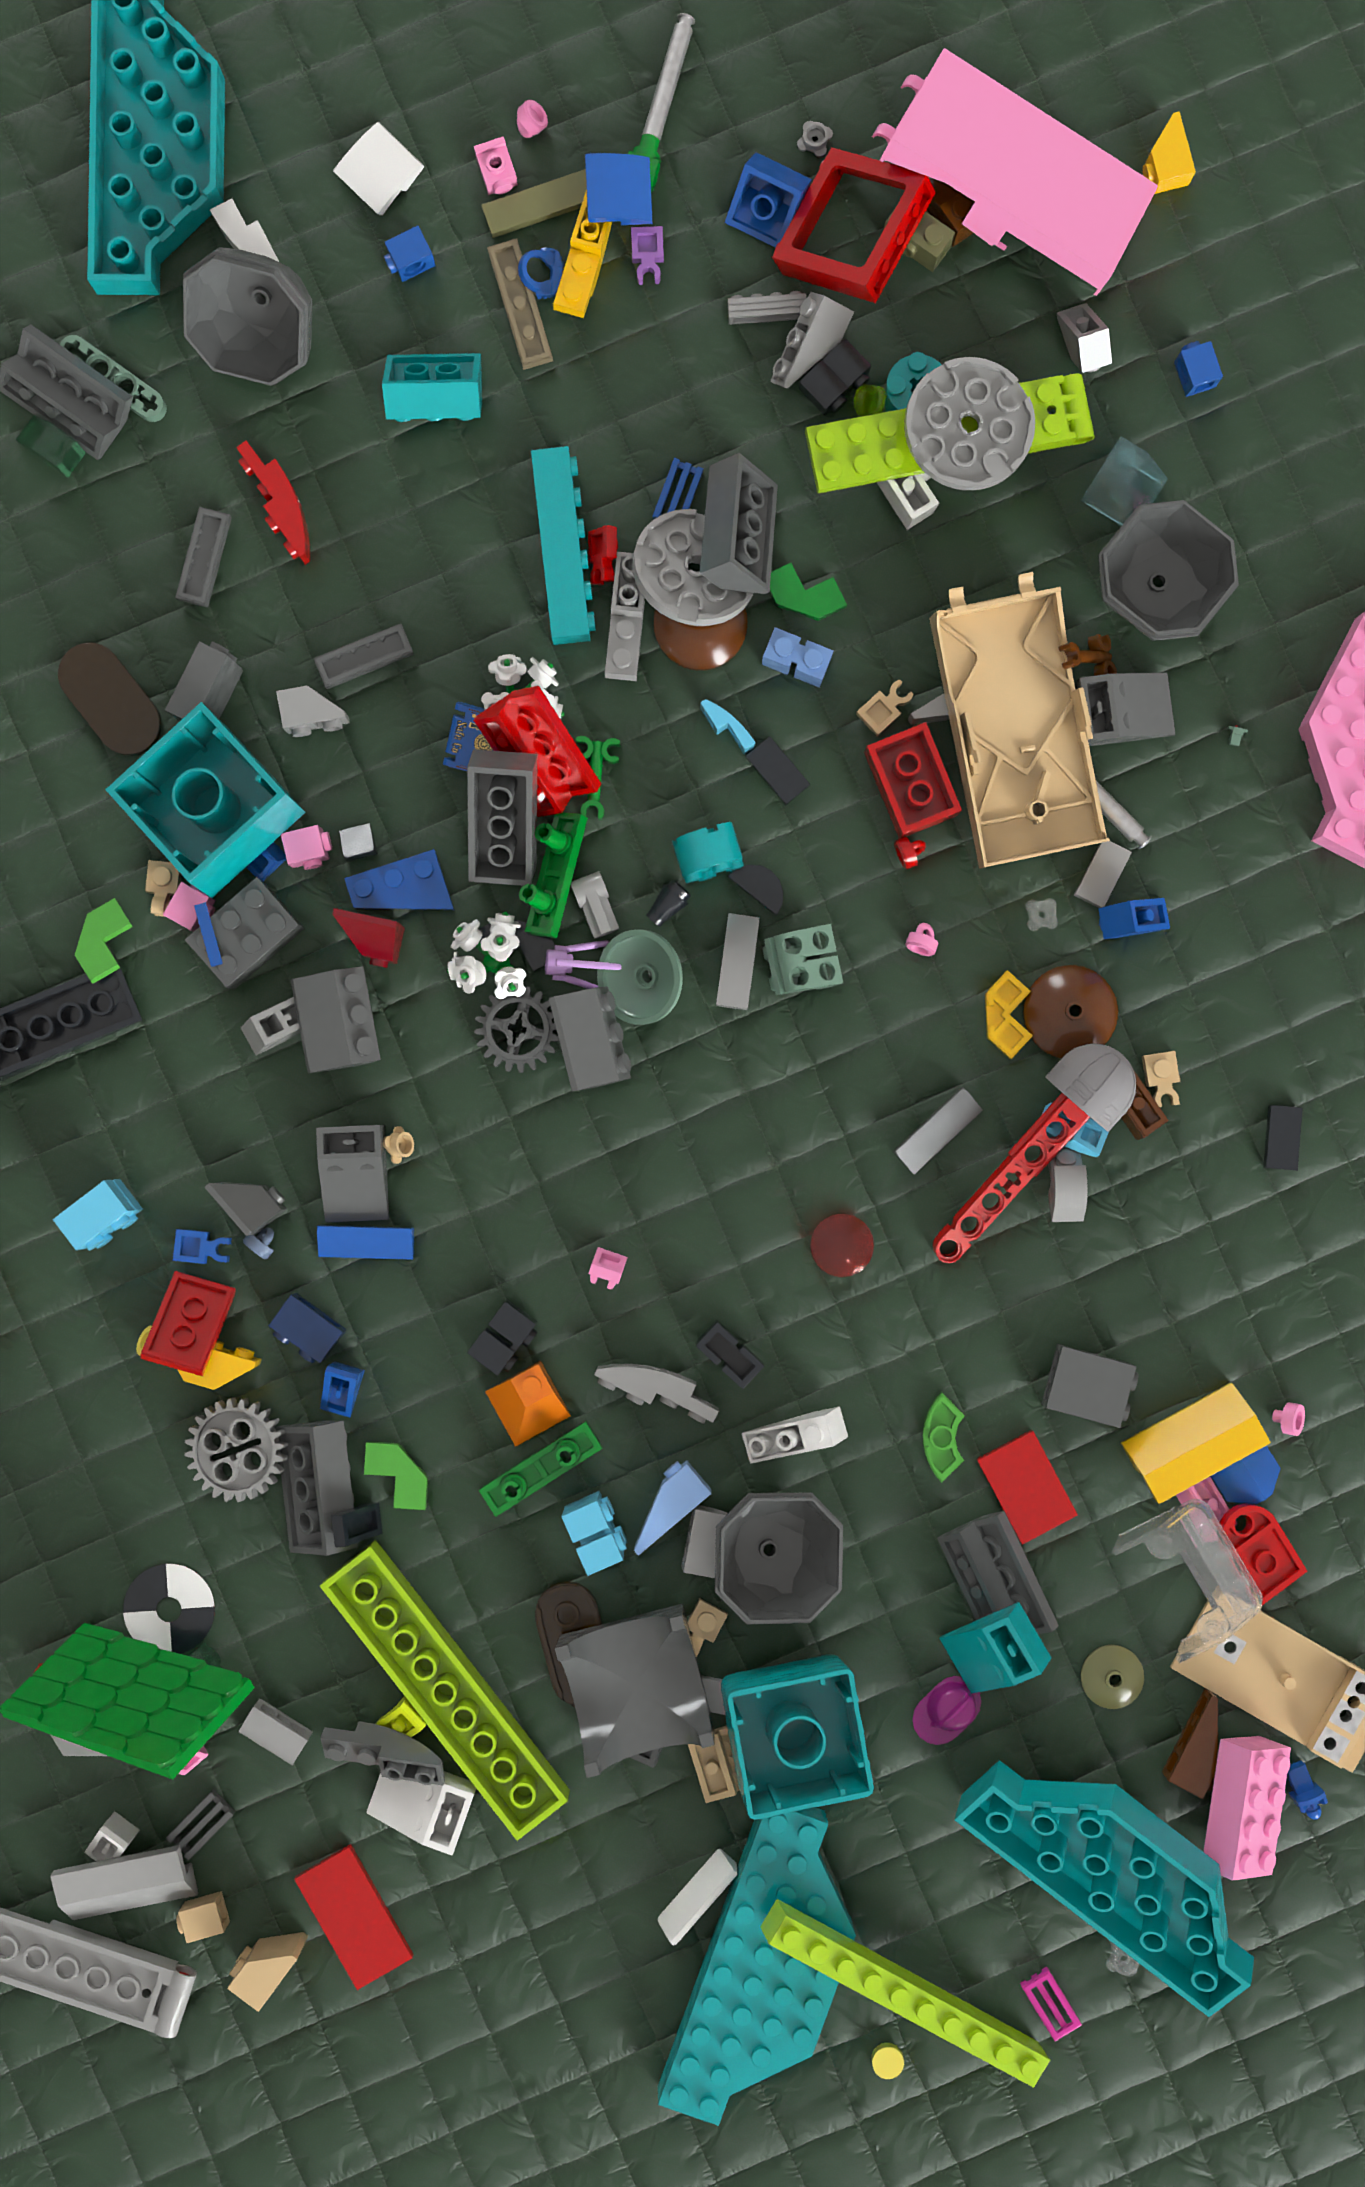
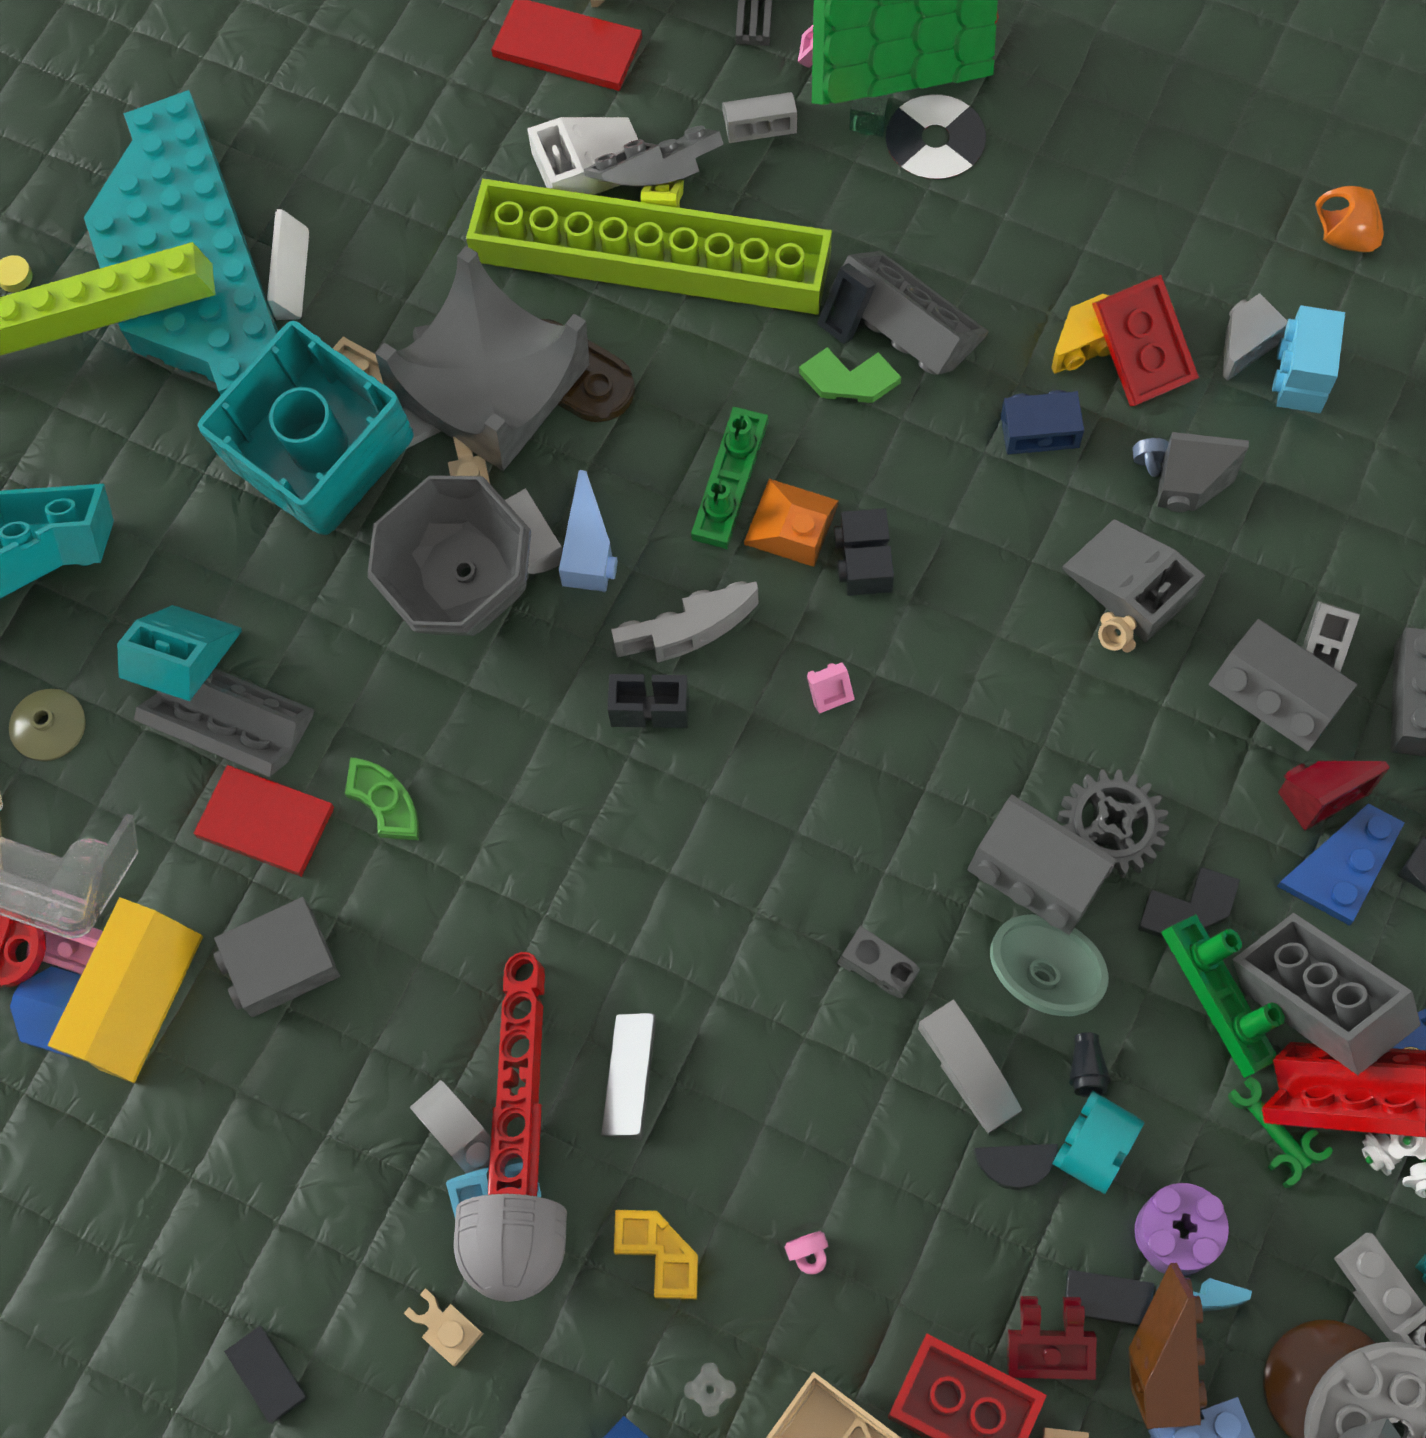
camera: 145 degrees right, 20 degrees down
(112, 1271) = (1251, 333): none -> light grey slope
(195, 1247) = (1200, 408): blue plate -> none
(246, 1476) = (1026, 298): light grey gear -> none
(340, 1388) = (967, 403): blue slope -> none
(365, 1242) = (1063, 534): blue slope -> none
(496, 950) = (1206, 867): white plant -> none
(559, 962) = (1133, 914): lavender plant -> none
(592, 1524) = (642, 470): medium azure piece -> none
(593, 898) = (1166, 1007): light grey piece -> none
(706, 750) = (1201, 1215): none -> medium lavender brick
(735, 1068) = (879, 963): none -> dark grey leg
(783, 708) = (1167, 1356): none -> reddish brown slope
(789, 965) = (929, 1118): sand green hips -> none
(796, 1435) = (521, 688): white slope -> none
(838, 769) = (1051, 1352): none -> dark red plate
(842, 1245) = (628, 890): clear red dish -> none
(908, 852) = (903, 1330): red tile -> none
(946, 1711) = (184, 574): magenta piece -> none
(1048, 1006) = (613, 1339): reddish brown dish -> none
(1144, 1113) = (436, 1271): reddish brown slope -> none
(1291, 1418) = (44, 1093): bright pink tile -> none

